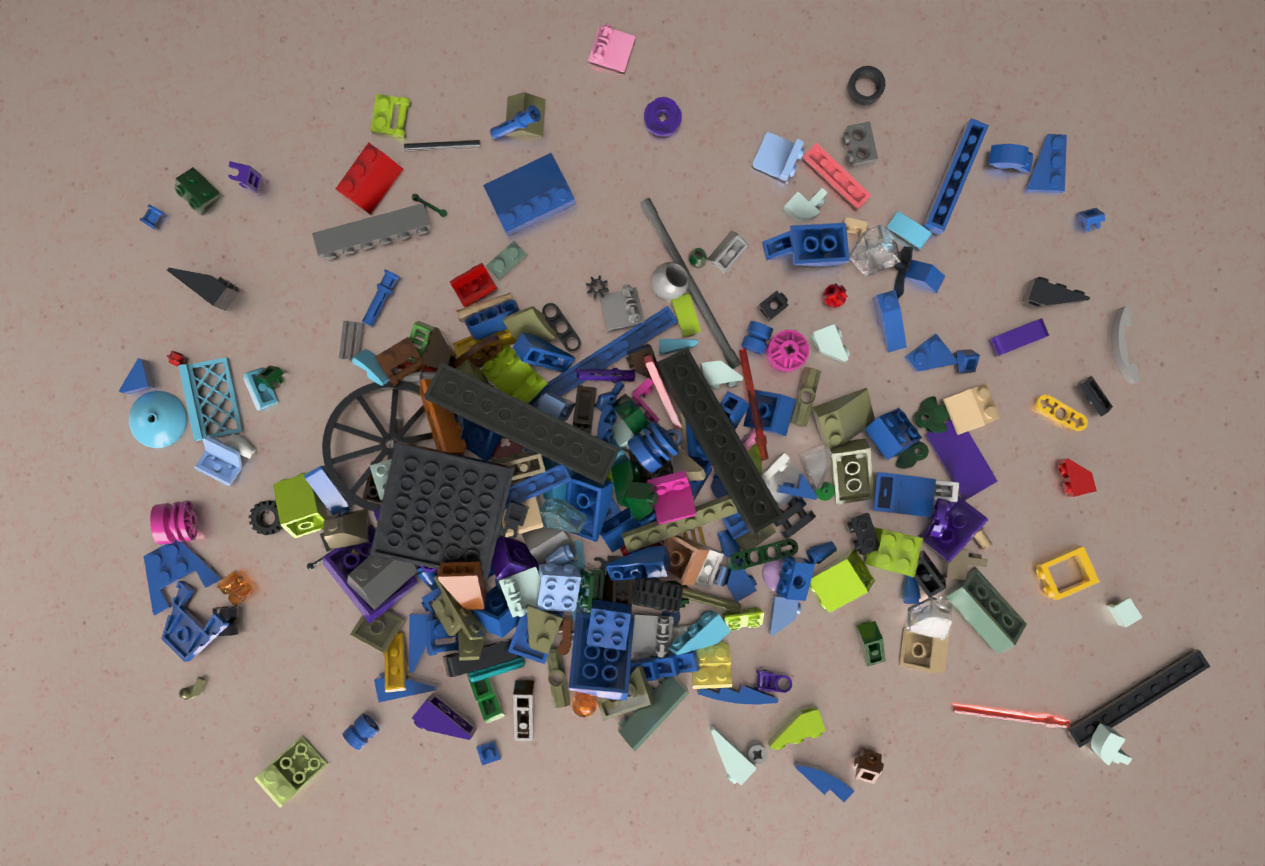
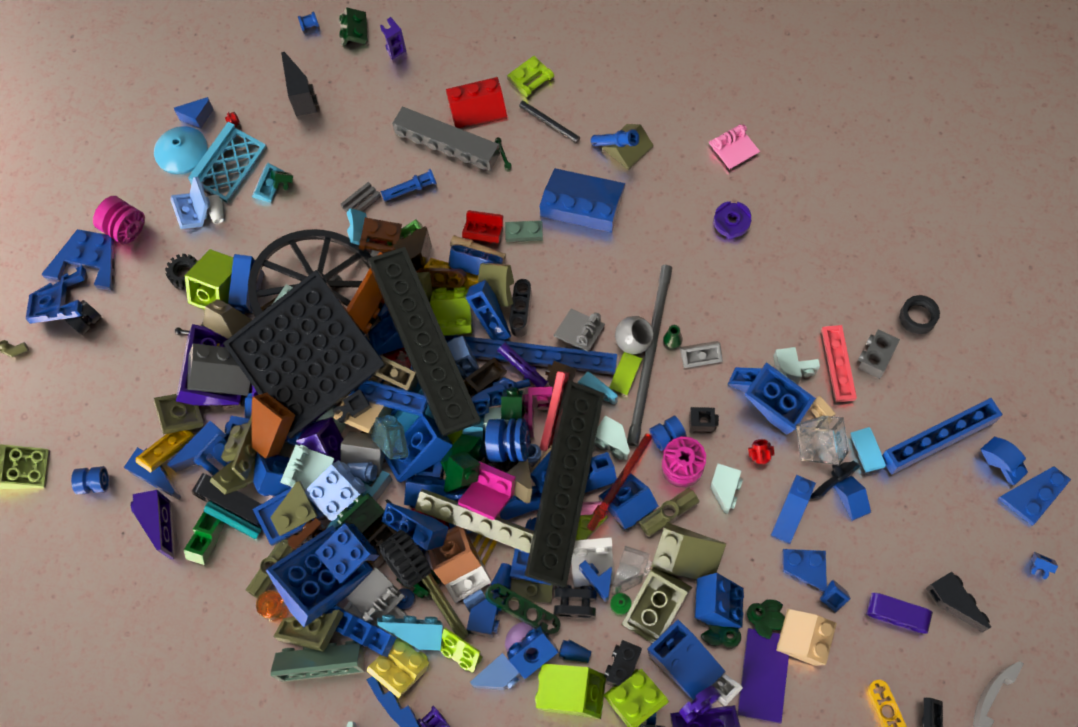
camera: 45 degrees right, 20 degrees down
(234, 586) = (112, 300): clear orange wheel -> none
(488, 752) = (164, 584): blue tile -> none
(523, 710) = (221, 572): dark brown slope -> none
(594, 282) = (574, 299): black gear -> none
(778, 156) = (802, 313): light blue bracket -> none

